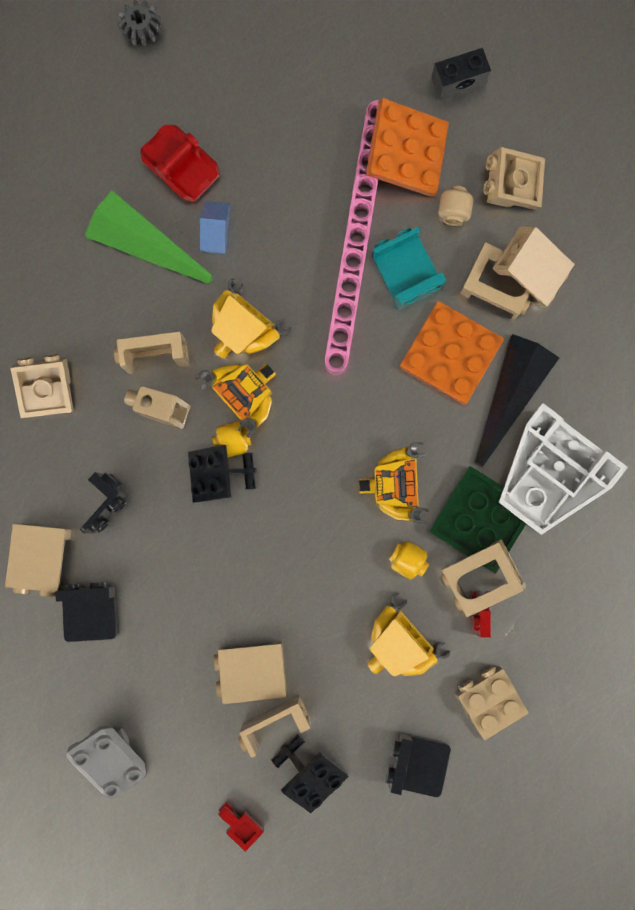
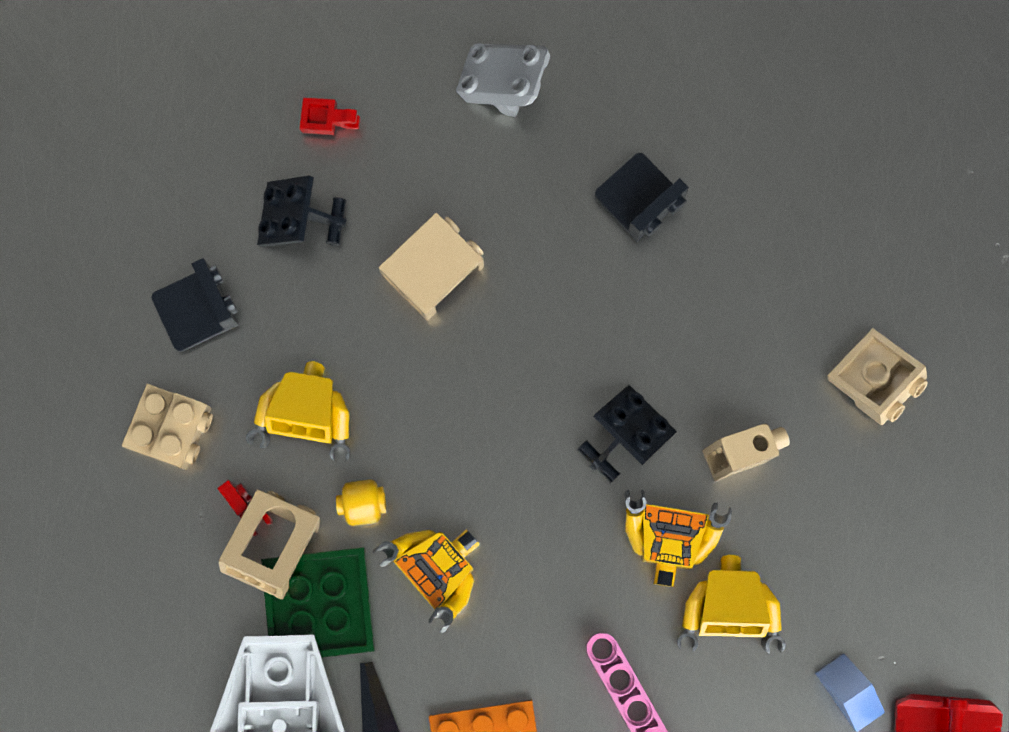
camera: 145 degrees right, 5 degrees down
(36, 559) = (735, 205): tan panel -> none
(115, 502) = (721, 329): black bracket -> none
(125, 229) = (940, 609): bright green wedge -> none
(151, 345) = (780, 528): tan panel -> none
(235, 440) = (643, 477): yellow head -> none
(294, 706) = (363, 264): tan panel -> none

